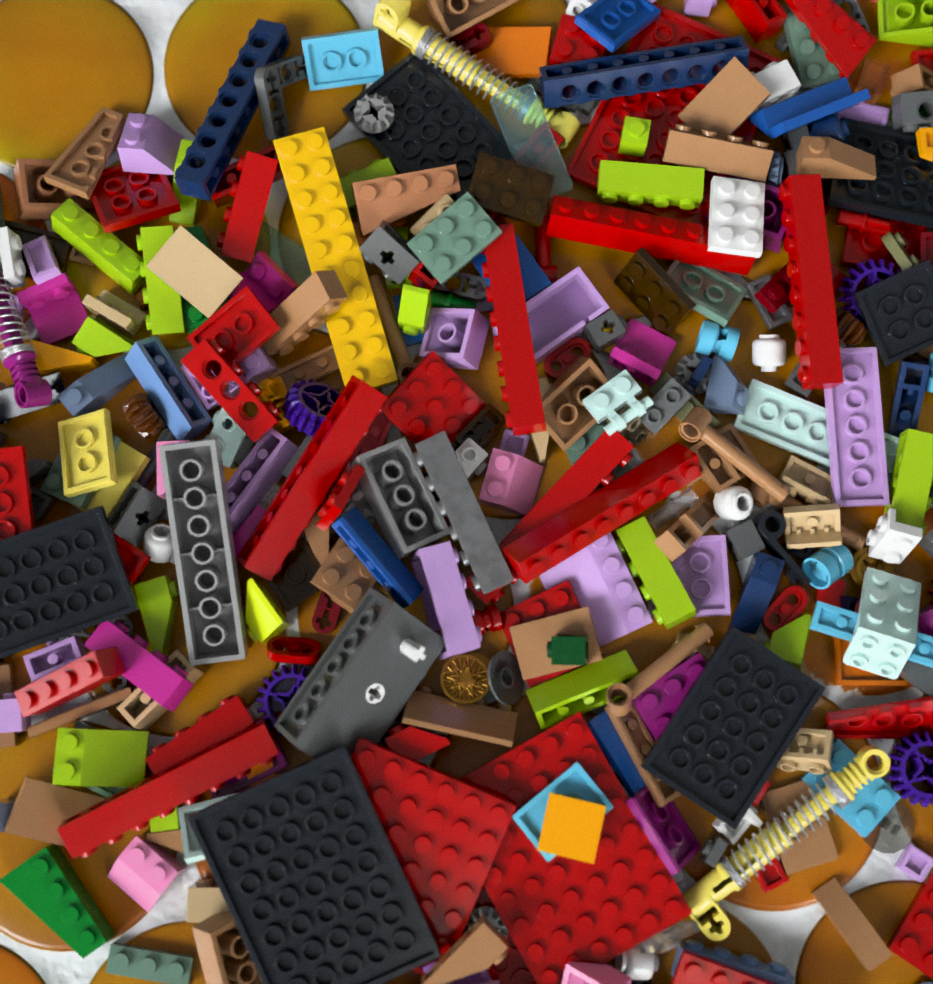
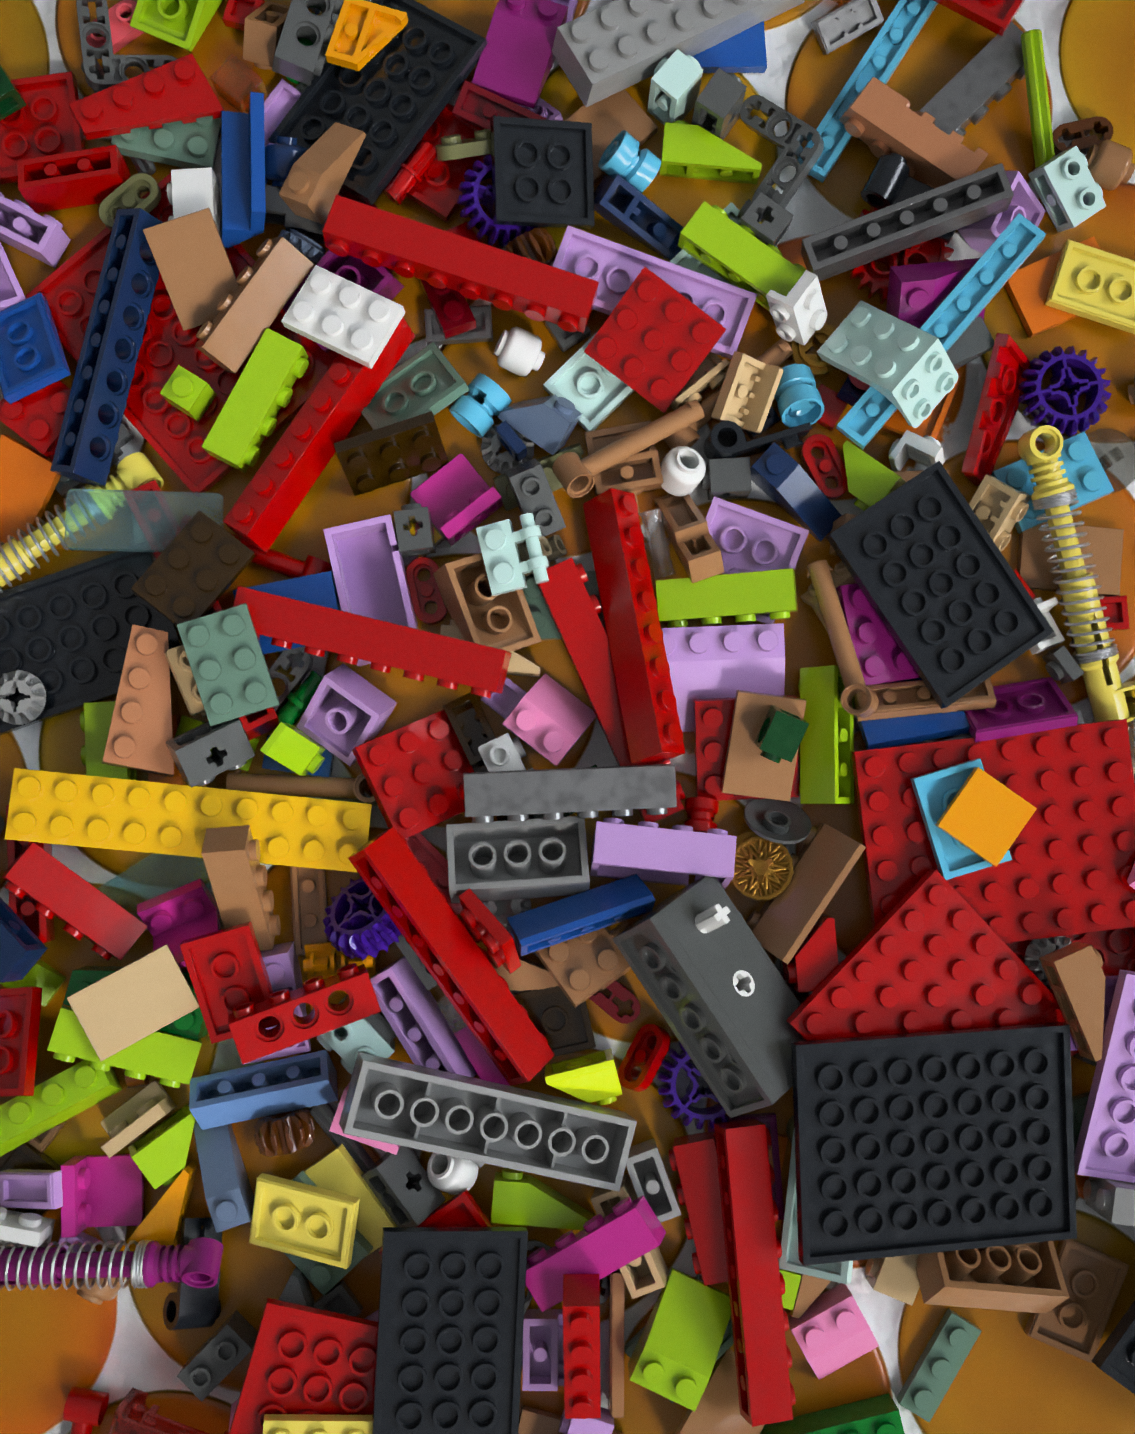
camera: 75 degrees left, 5 degrees up
(207, 690) = (651, 1180): none -> light grey brick
(755, 40) = (128, 197): none -> olive plate
(821, 443) = (654, 339): none -> red plate
(829, 671) = (923, 450): none -> white bracket

